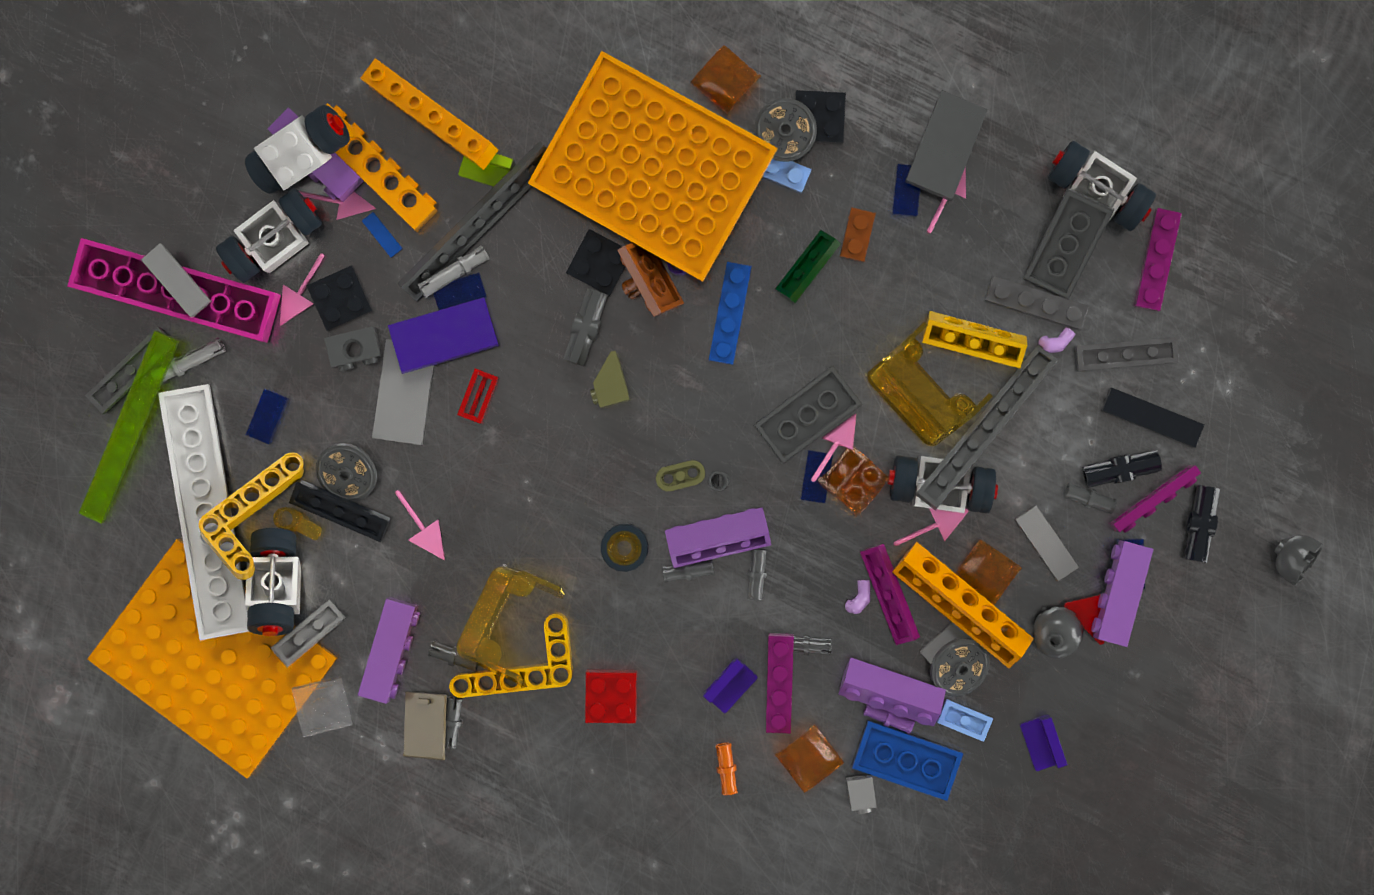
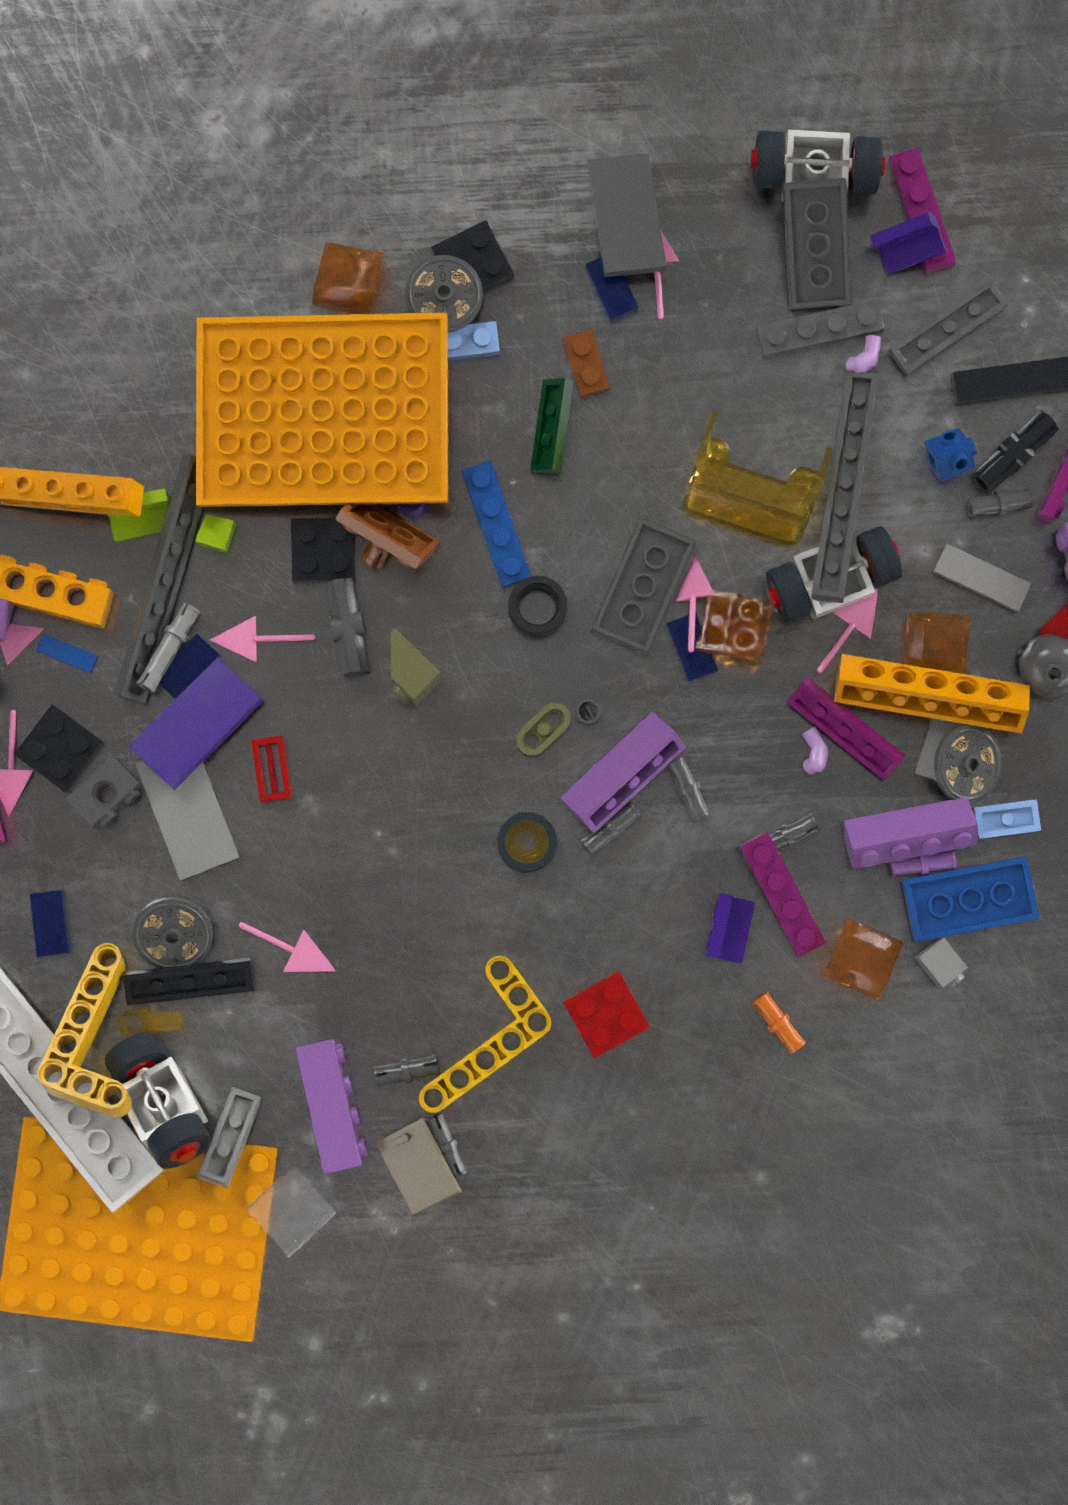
camera: 35 degrees left, 5 degrees down
(474, 641) = (422, 1038): clear yellow windscreen -> none
(509, 293) = (243, 639): none -> bright pink piece
(531, 209) = (216, 533): none -> lime slope
(744, 389) = (554, 623): none -> black tyre
(975, 339) = (777, 401): yellow brick -> none
(1075, 445) = (950, 454): none -> blue brick
(1134, 279) = (909, 242): none -> dark purple panel

